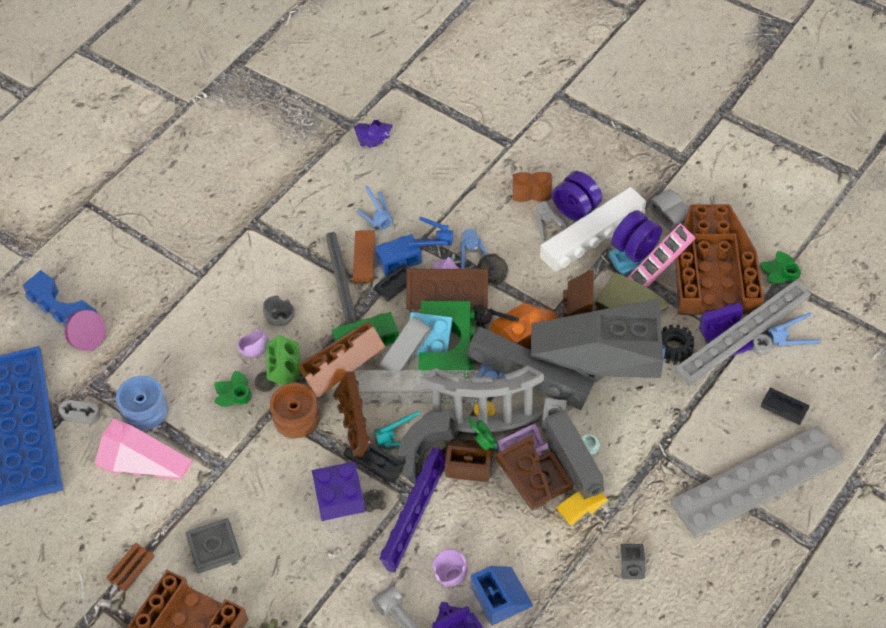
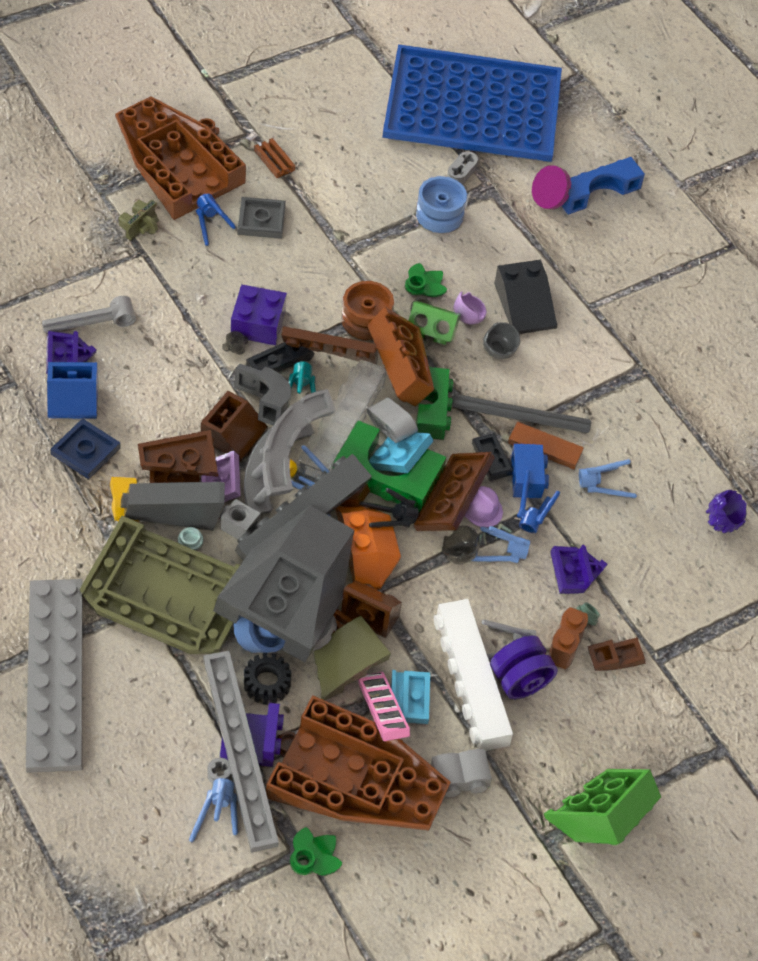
camera: 105 degrees right, 0 degrees up
(133, 451) = (388, 195): bright pink wedge -> none
(217, 313) = (526, 296): none -> black slope
(224, 589) = (209, 208): none -> blue plant
(413, 510) = (200, 359): dark purple plate -> none
(450, 567) = (122, 366): lavender hair -> none
(467, 204) = (575, 568): none -> dark purple slope
(484, 435) = (244, 432): green plate -> none
(503, 184) = (591, 611): none -> sand green plate
(523, 161) = (616, 656): none -> reddish brown slope
(549, 558) = (85, 448): none -> dark blue plate
(632, 561) = (39, 513): dark grey bracket -> none
(636, 236) = (422, 686): dark purple wheel -> none
(643, 436) = (160, 589): none -> olive slope
(645, 131) = (607, 807): none -> bright green wedge
(785, 406) = (124, 746): black plate -> none

